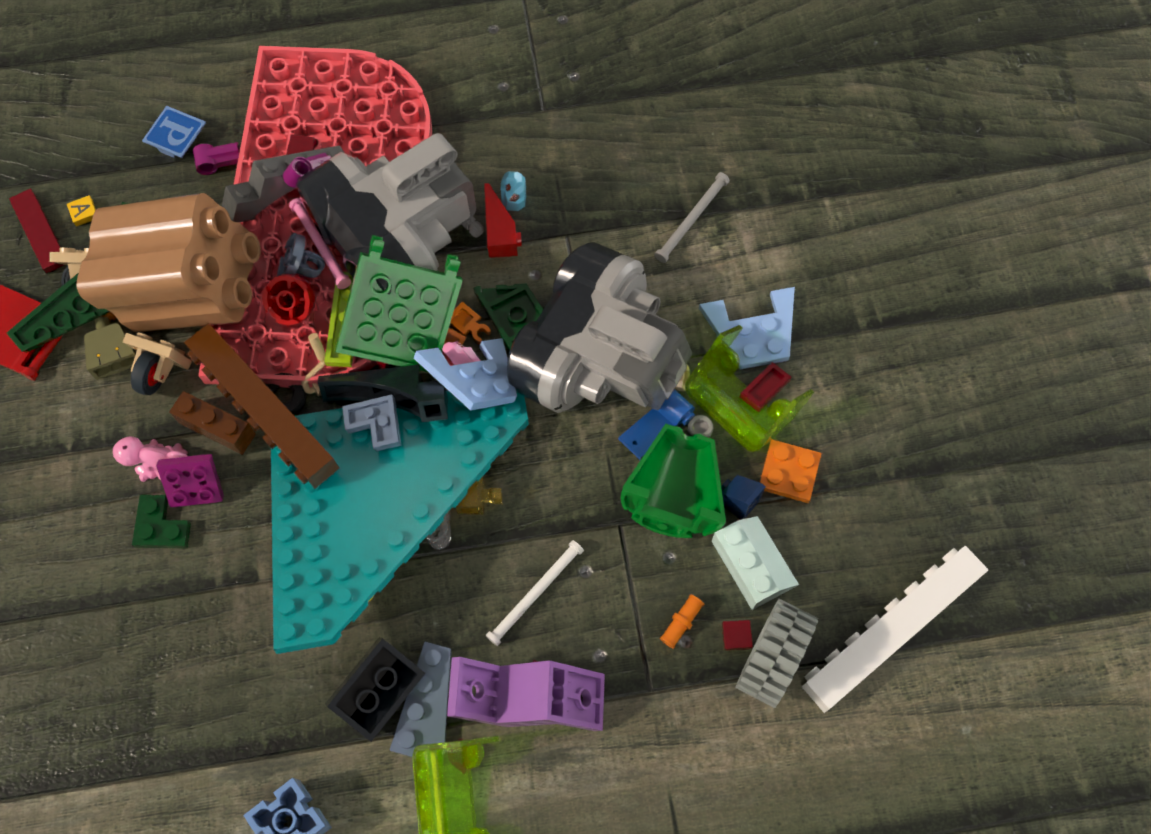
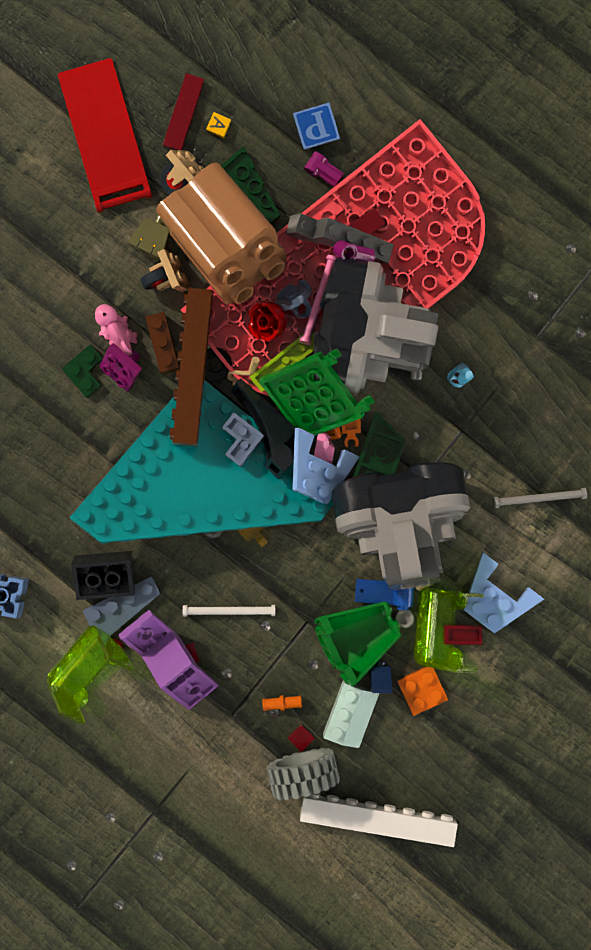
camera: 40 degrees right, 20 degrees up
(54, 317) = (141, 189): dark green wing -> none
(501, 228) = (427, 393): red slope -> none

